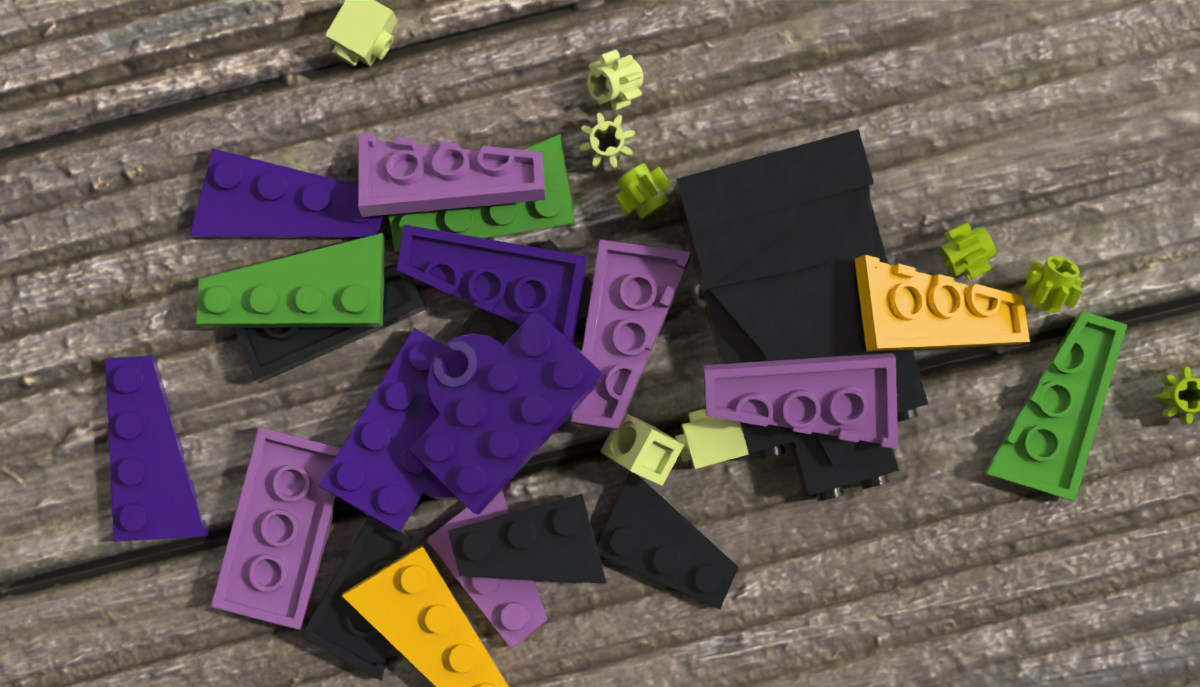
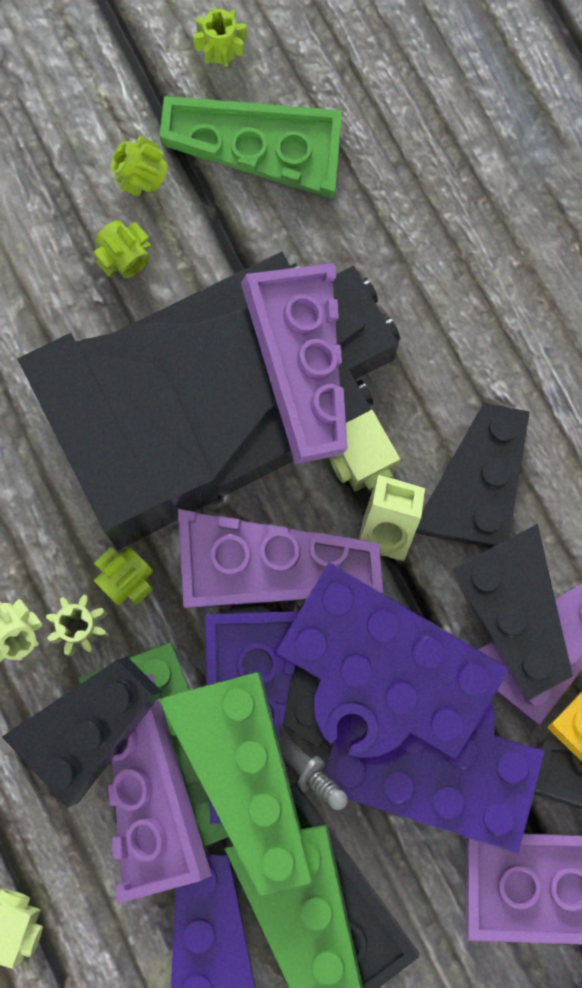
camera: 110 degrees left, 10 degrees down
(430, 322) = (311, 774): none -> light grey piece
(447, 259) = (242, 769): none -> bright green wing
(510, 131) = (84, 729): none -> black wing
(933, 312) = (189, 264): yellow wing -> none

